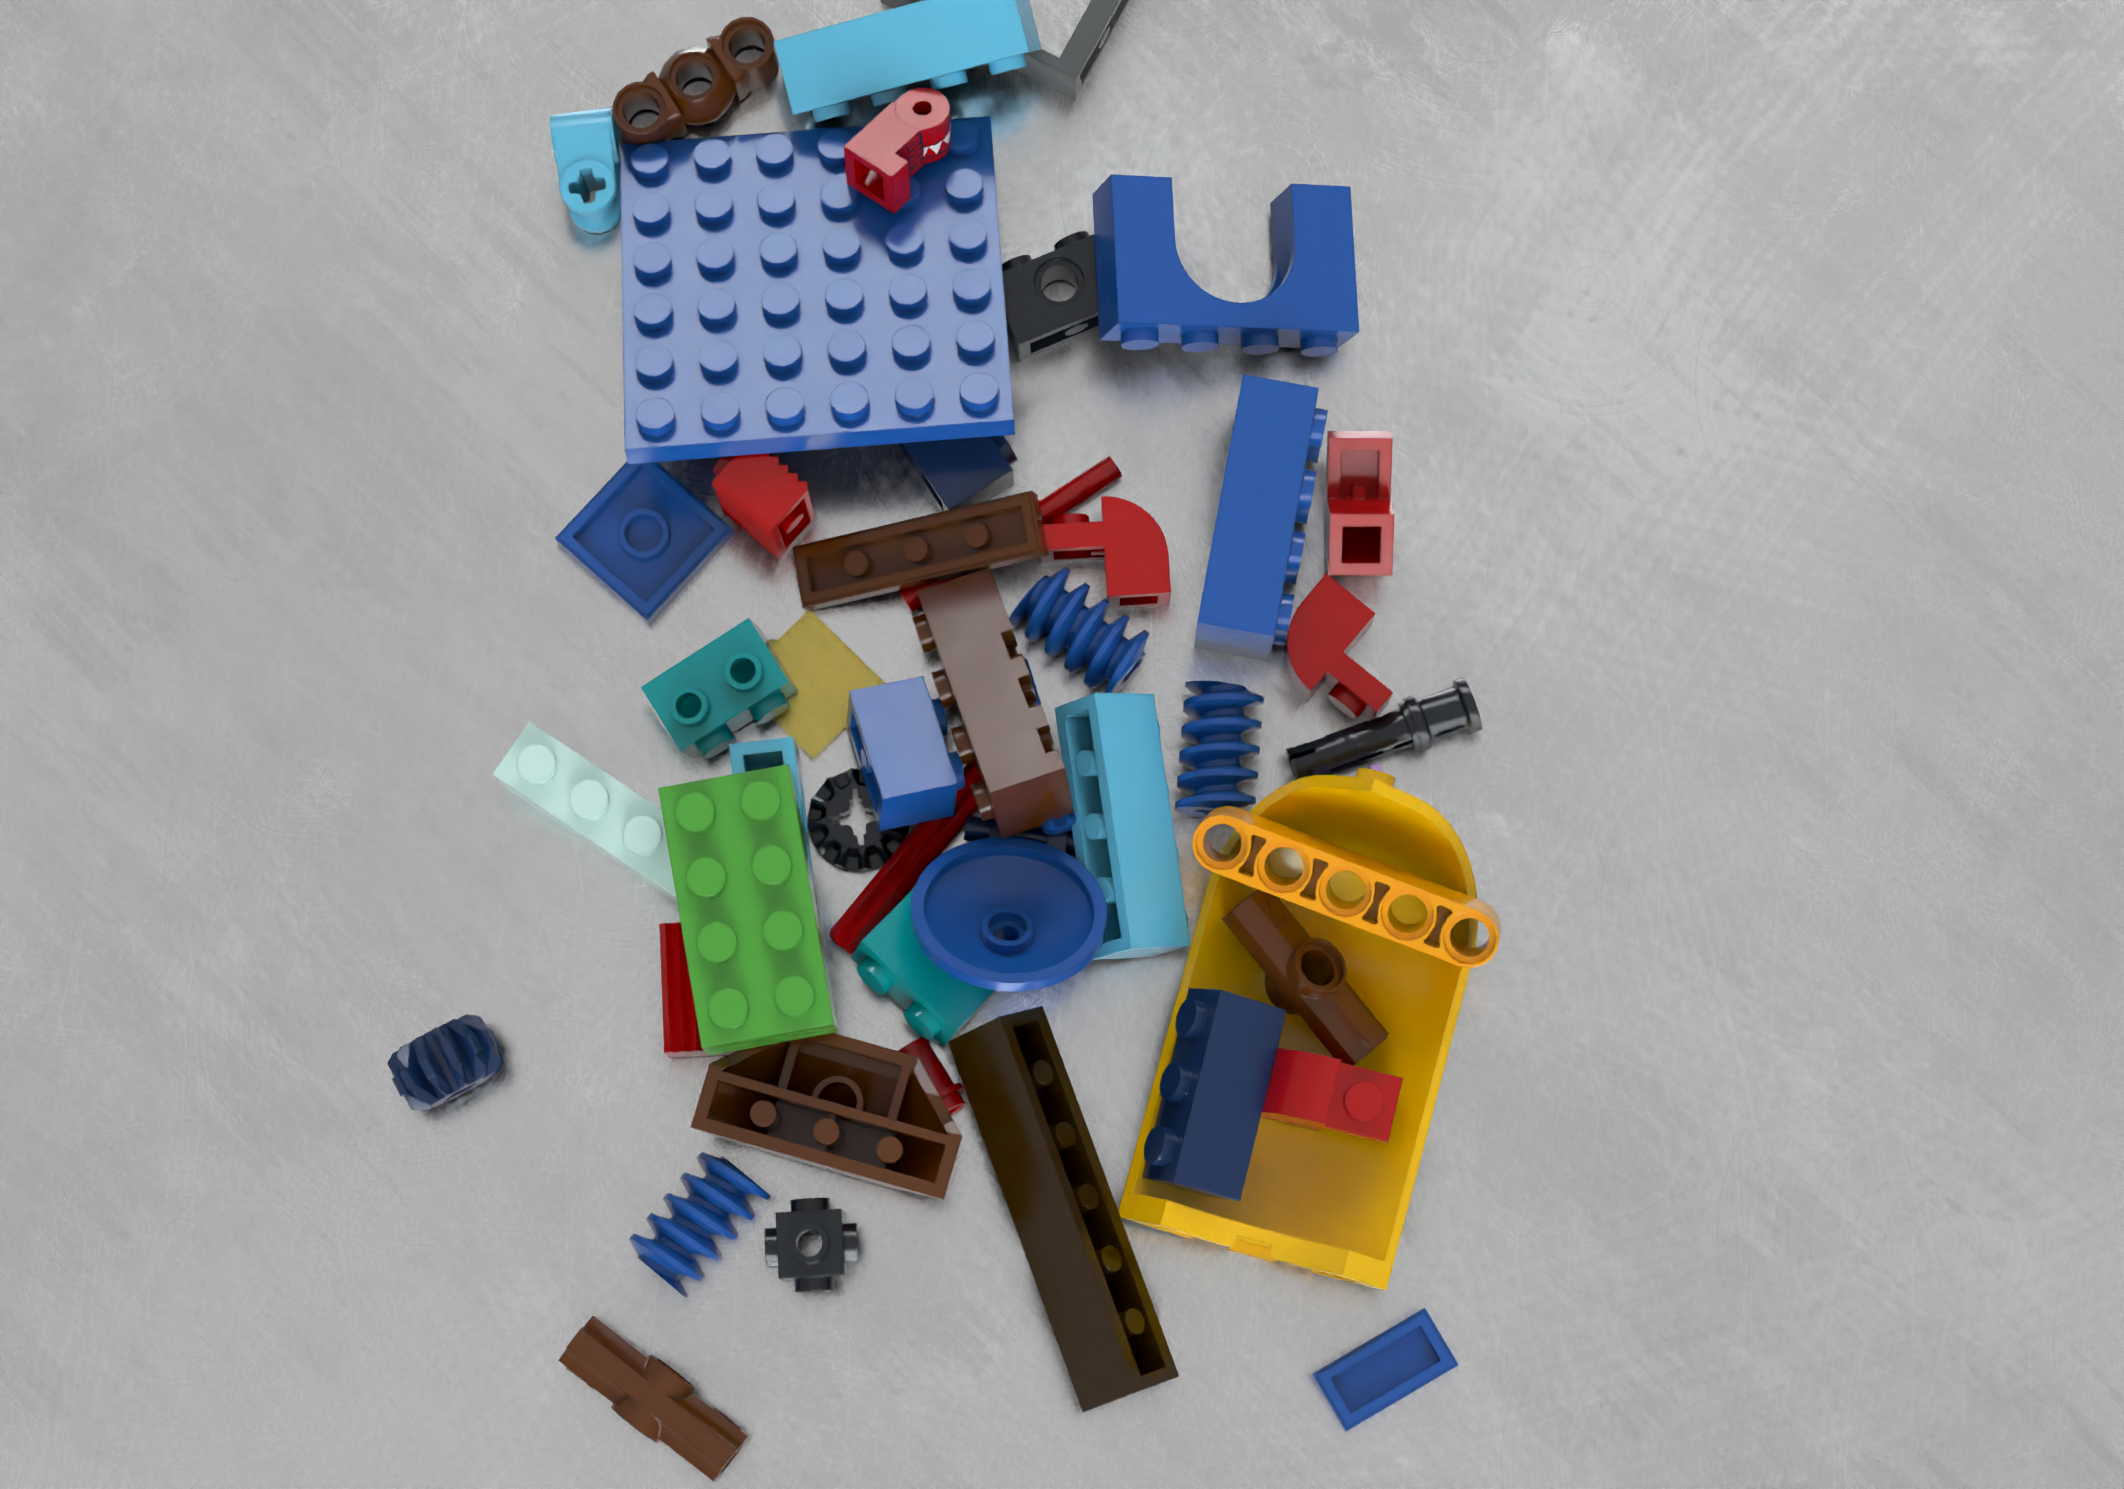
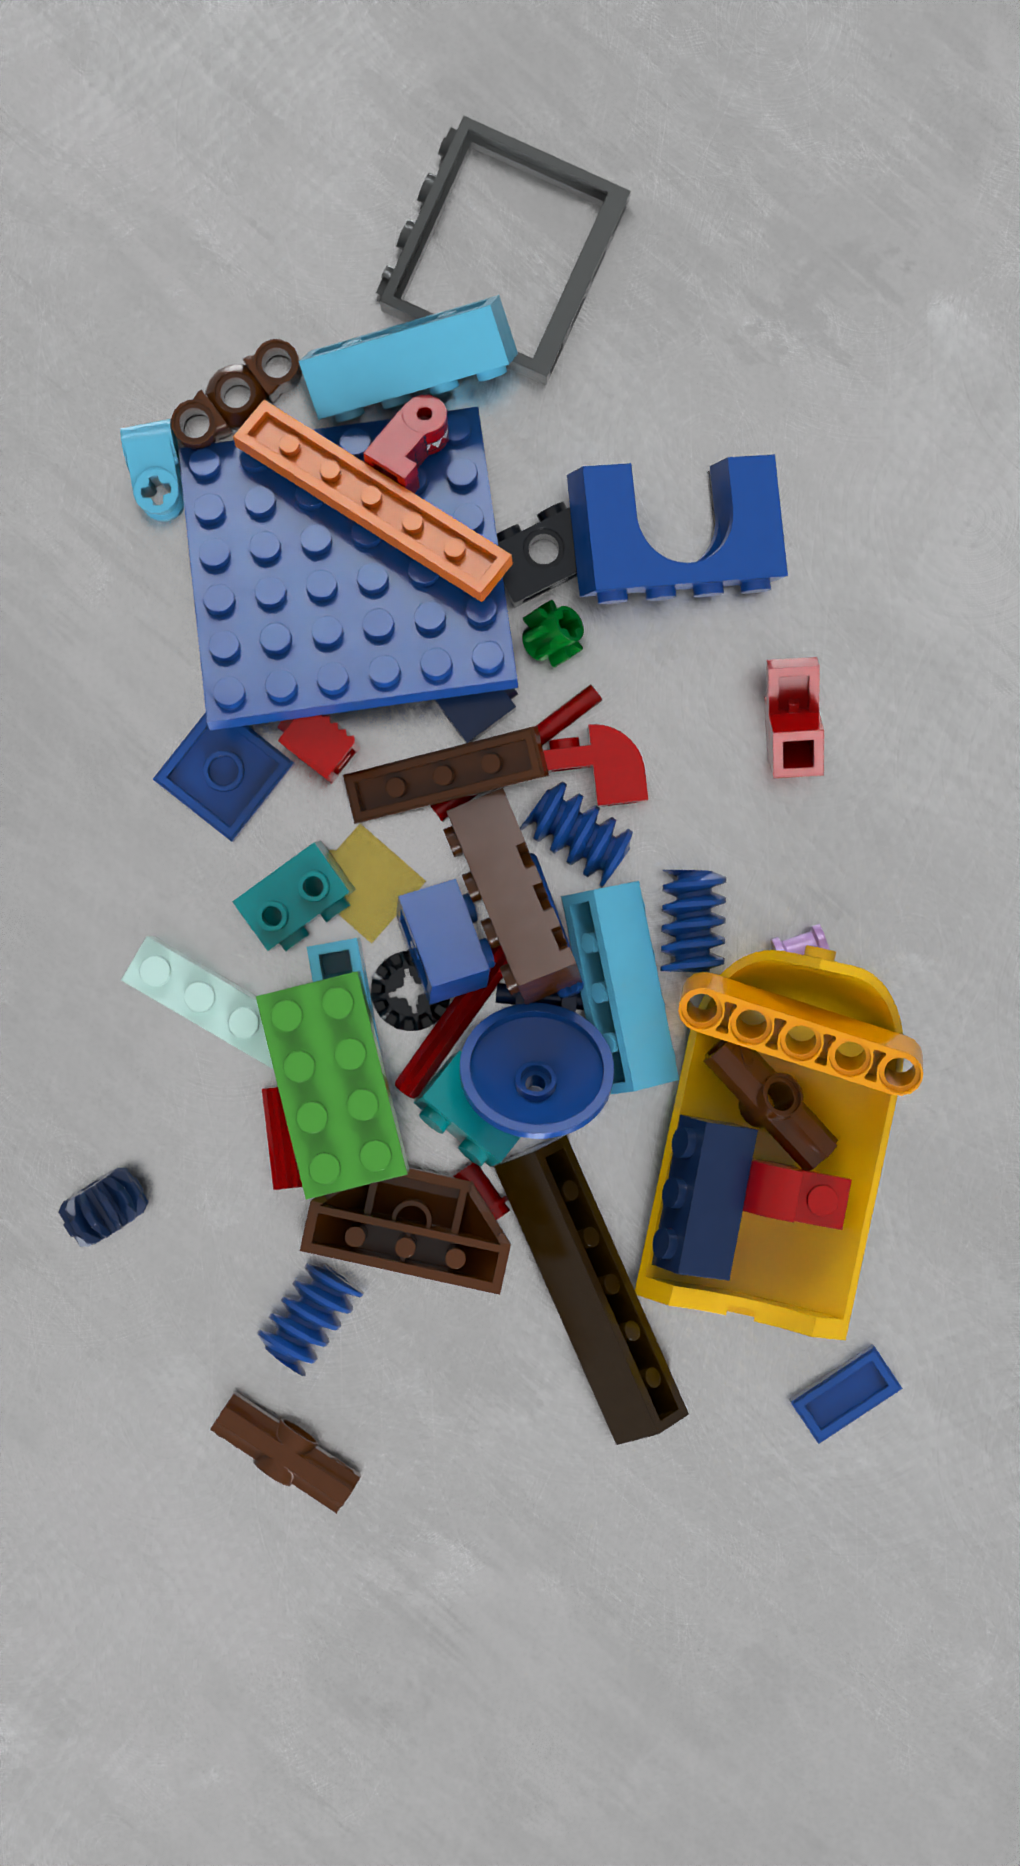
camera: 10 degrees left, 10 degrees up
(838, 1247) = (404, 1311): black brick -> none
(853, 206) = (373, 500): none -> orange plate
(1064, 388) = (552, 633): none -> green gear
(1256, 516) = (714, 734): blue brick -> none
(1318, 648) = (765, 835): red brick -> none
(1413, 725) = (845, 890): black pin -> none

